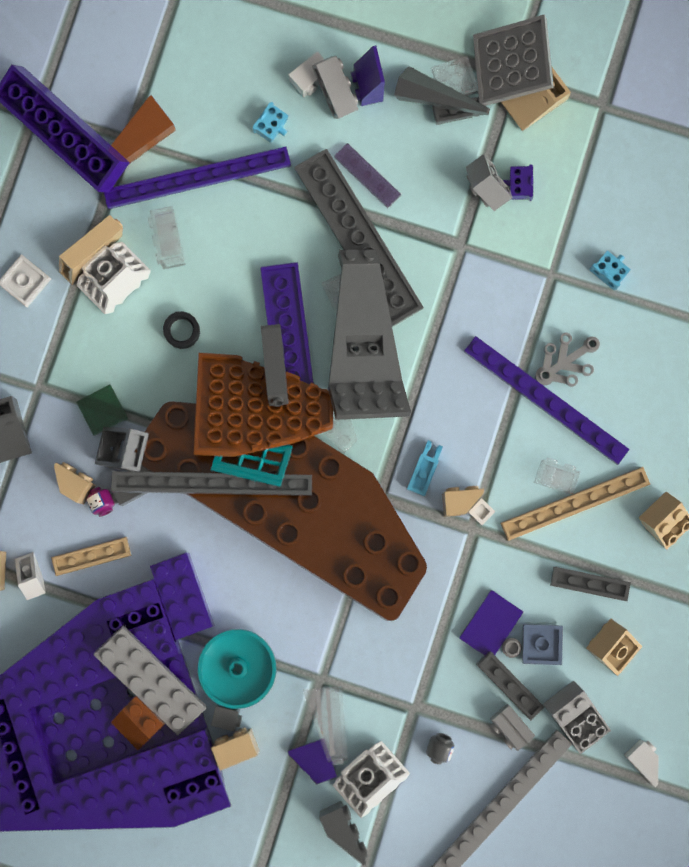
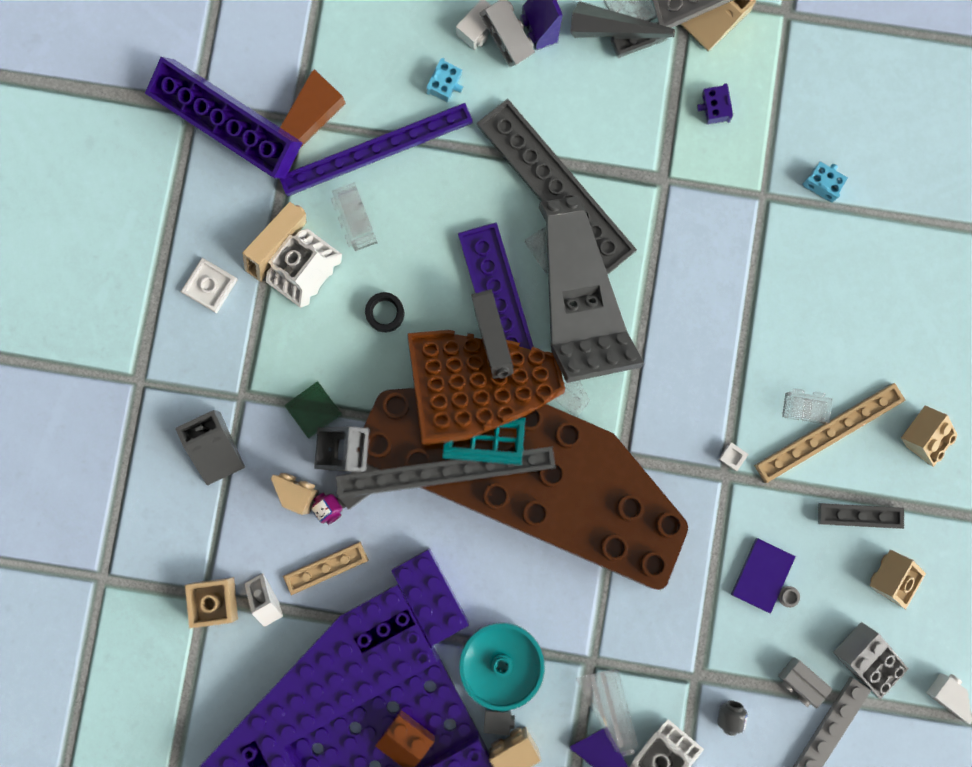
camera: 10 degrees left, 0 degrees up
(150, 680) = (411, 695): light grey plate -> none
(367, 175) = (554, 121): clear purple tile -> none
(424, 471) = (666, 422): medium azure hinge -> none
(460, 502) = (711, 451): tan slope -> none
(487, 183) = (683, 109): light grey brick -> none
(510, 685) = (794, 637): dark grey tile -> none
(542, 644) = (821, 588): sand blue plate -> none
(546, 400) = (781, 328): dark purple plate -> none
(564, 362) = (793, 285): light grey plant -> none

